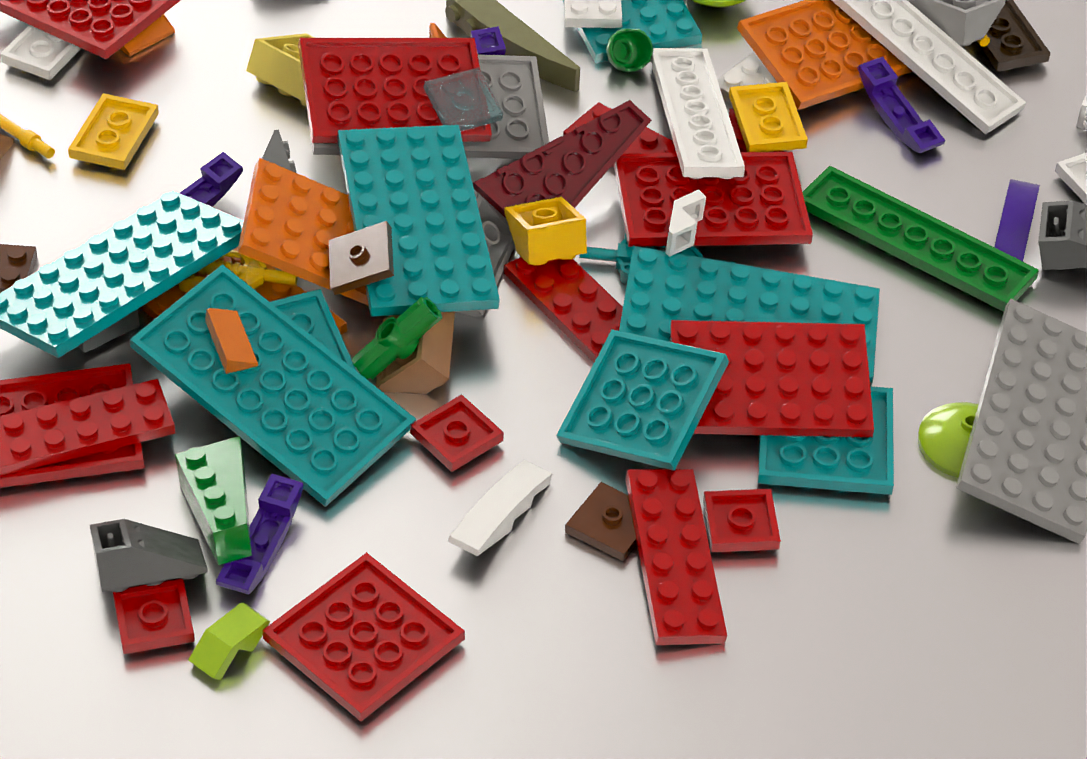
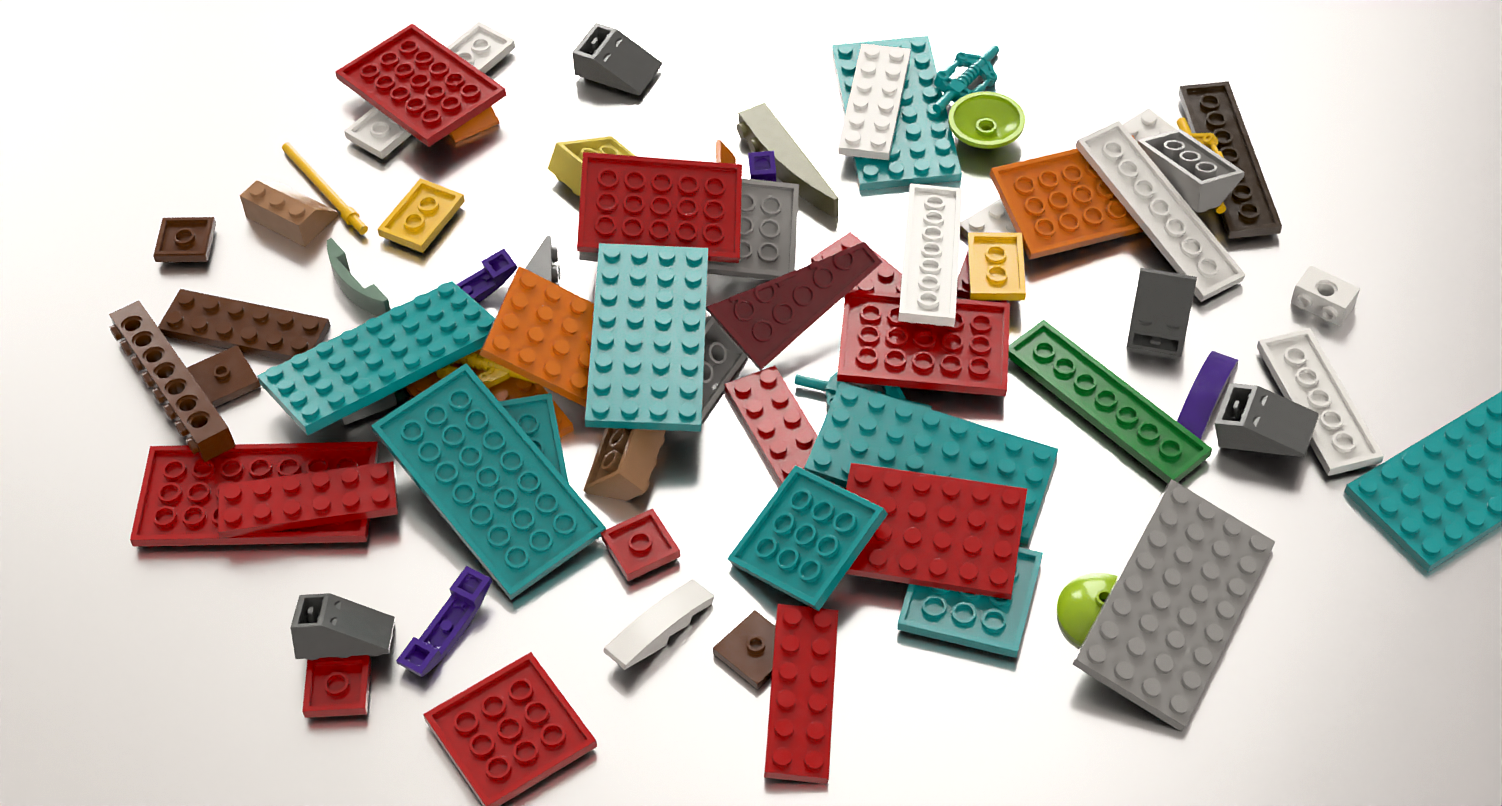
camera: 15 degrees right, 5 degrees up
(78, 222) = (368, 298): none -> sand green slope
(217, 495) = (417, 580): wedge -> none
(221, 641) = (397, 713): lime slope -> none
(230, 340) = (457, 436): orange slope -> none
(361, 258) = (585, 372): plate -> none
(397, 338) = (604, 449): green piece -> none
(463, 100) = (719, 224): clear light blue tile -> none
(547, 230) = (764, 358): yellow slope -> none
(638, 50) = (885, 190): green hair -> none
(684, 220) = (883, 371): white slope -> none
(741, 520) = (871, 665): red plate -> none
(895, 109) = (1117, 259): dark purple slope -> none
(954, 141) = (1161, 311): none -> dark grey slope

